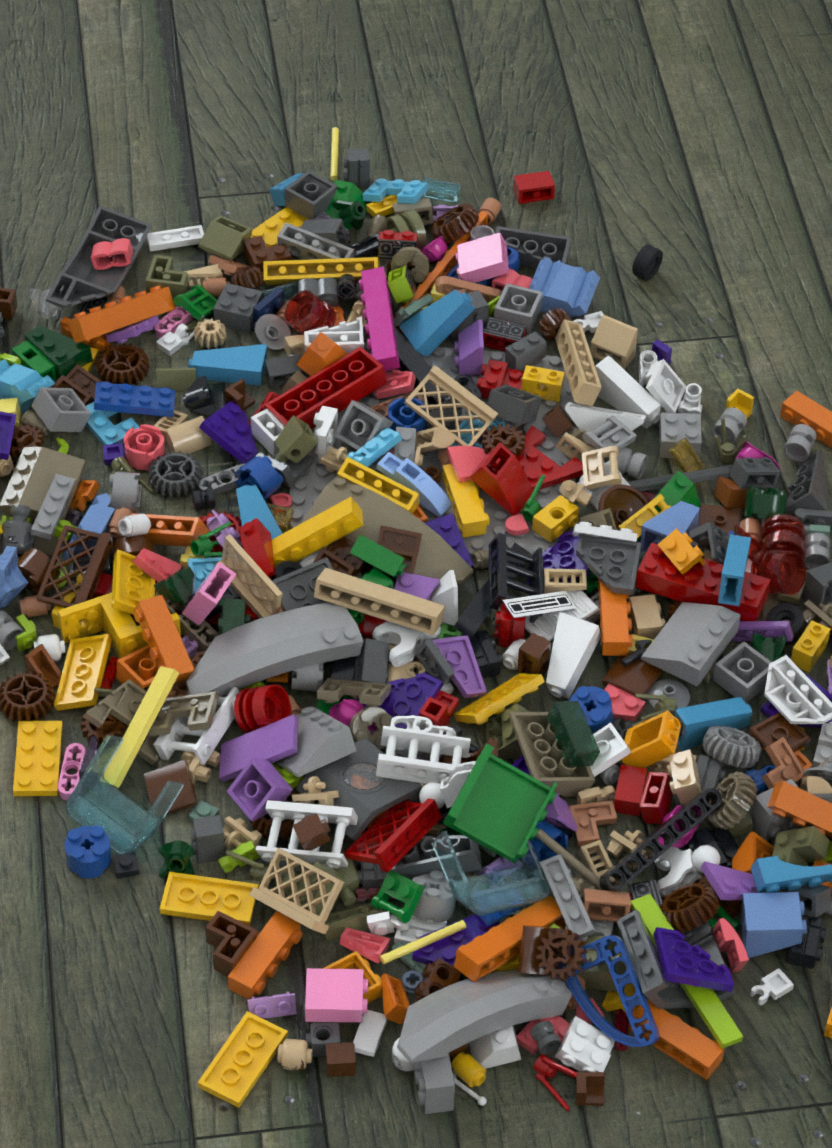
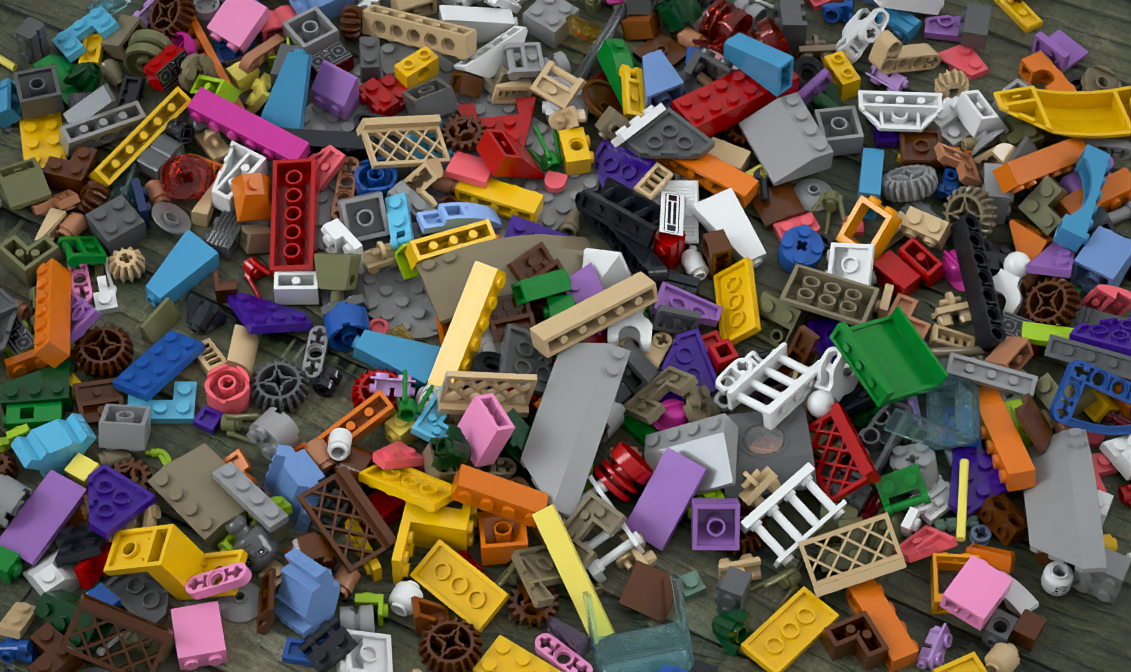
camera: 55 degrees left, 5 degrees up
(246, 850) = (763, 576): lime plate -> none
(258, 545) = (437, 365): red slope -> none
(312, 832) = (805, 507): reddish brown brick -> none
(412, 309) = (255, 98): sand green plate -> none
(544, 1035) = (1108, 474): dark grey wheel -> none
(553, 961) = (1057, 400): reddish brown gear -> none
(573, 733) = (831, 271): clear green brick -> none
(680, 552) = (707, 85): light orange bracket -> none

